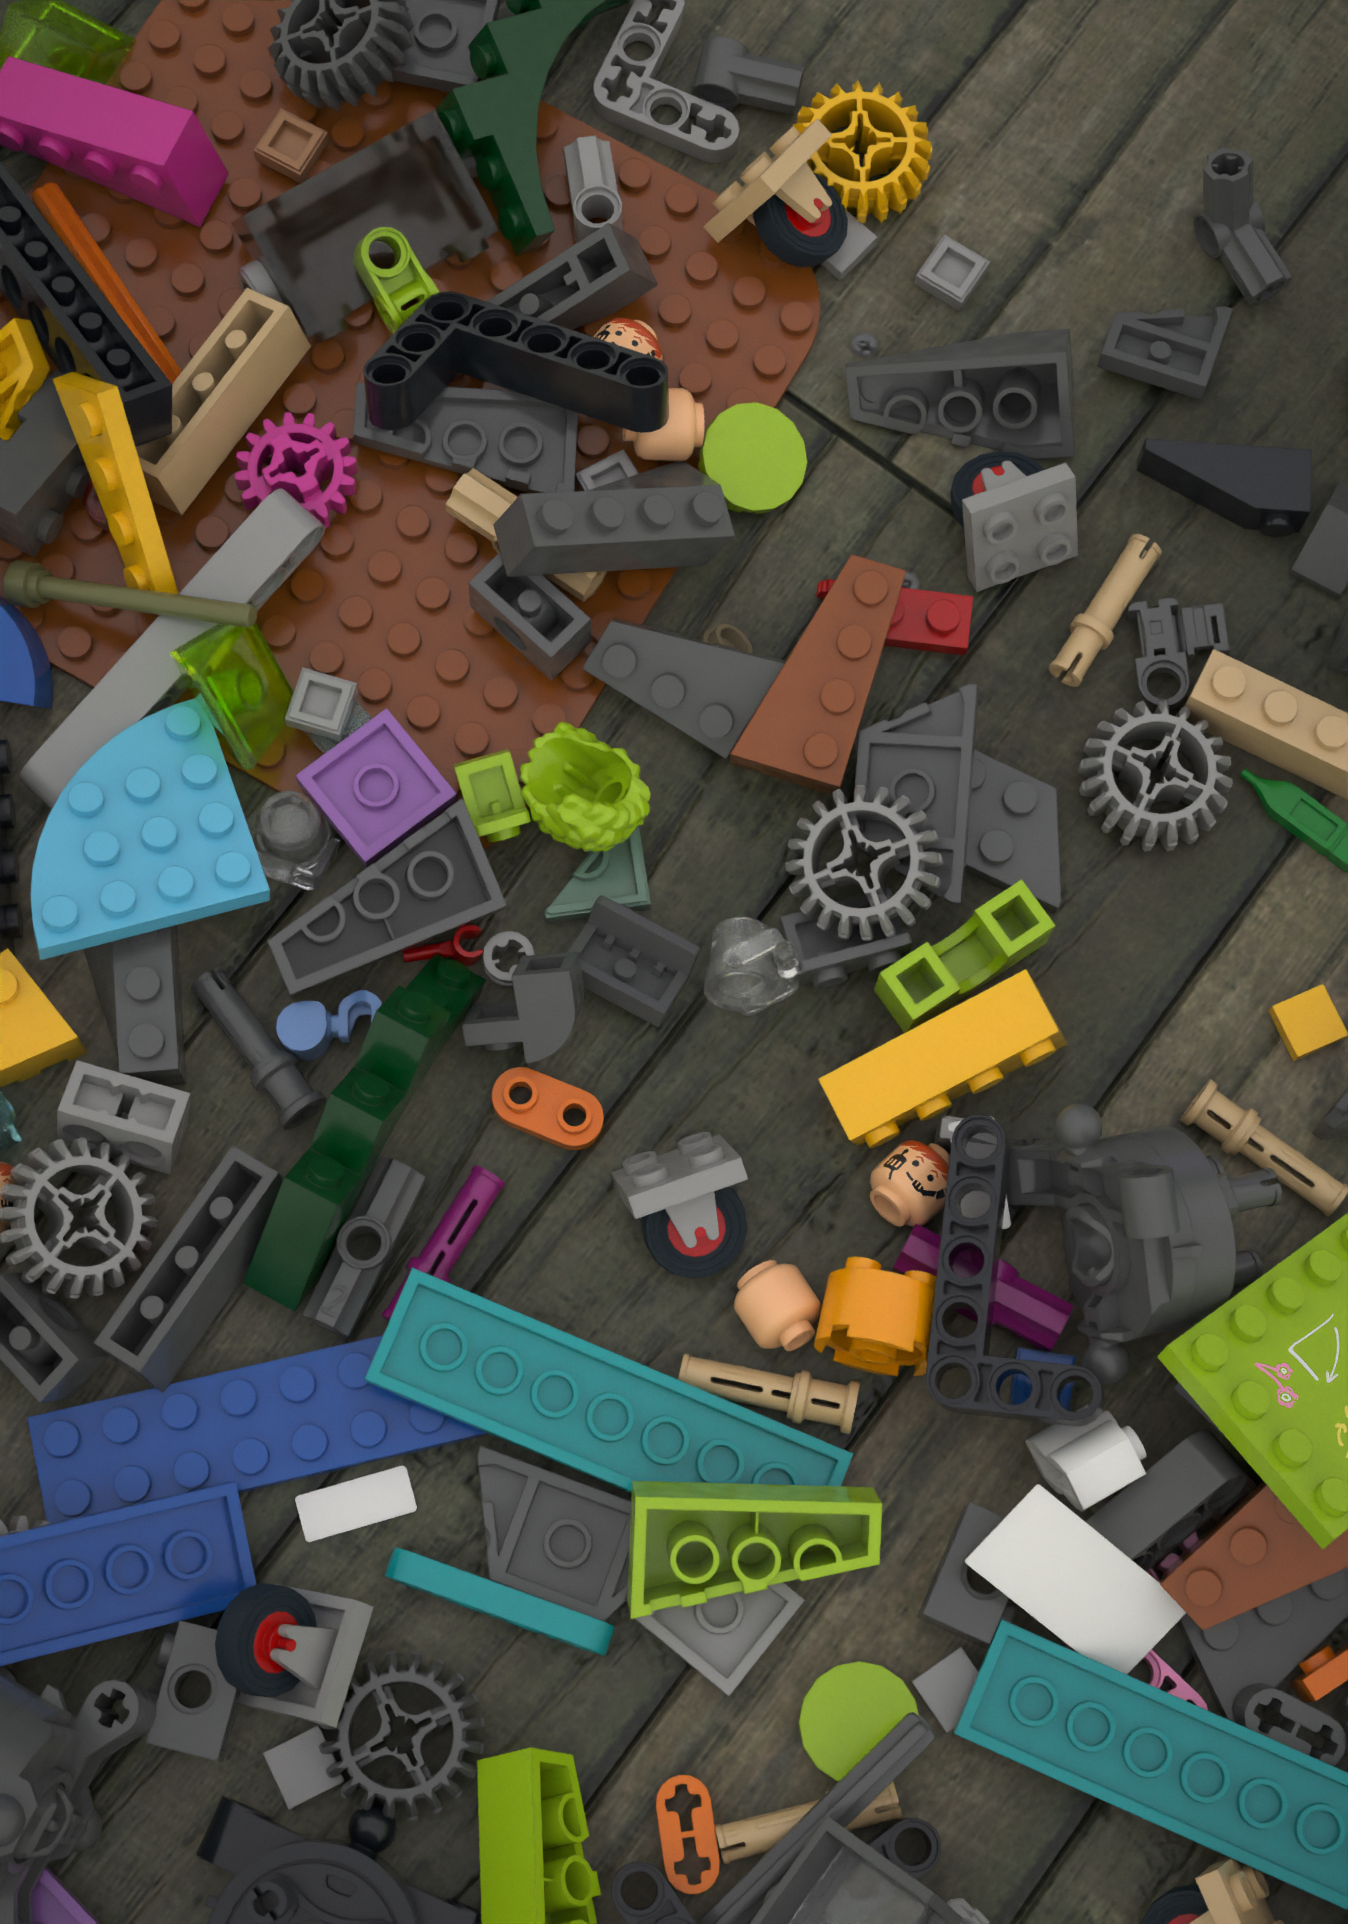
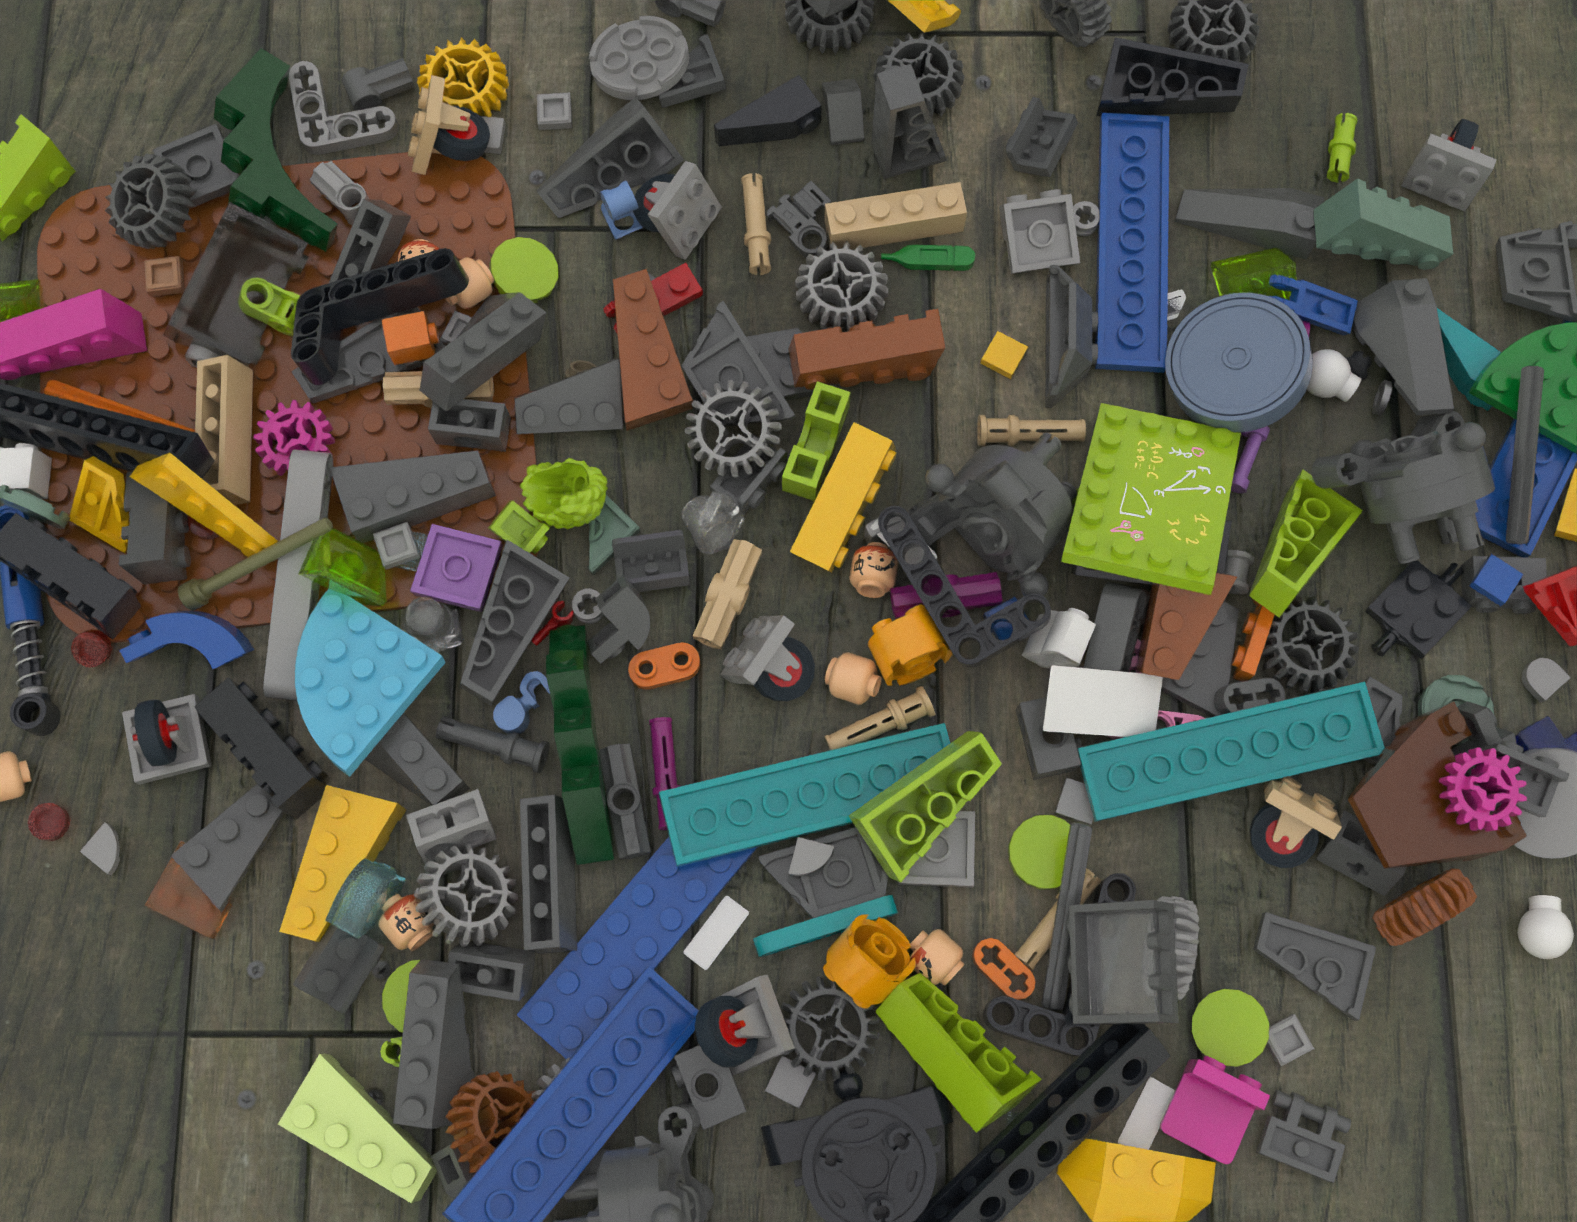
camera: 30 degrees left, 0 degrees up
(390, 644) = (409, 490): none -> dark grey wedge
(518, 1688) = (869, 960): none -> light orange brick
(535, 446) = (410, 337): none -> orange brick
(543, 1496) = (809, 857): none -> light grey tile
(609, 1749) = (936, 956): none -> light nougat head
(698, 1074) = (727, 594): none -> tan piece
(938, 458) = (617, 205): none -> medium blue leg
(1116, 279) = (639, 58): none -> light grey tile
(1120, 889) = (868, 352): none -> dark orange wedge

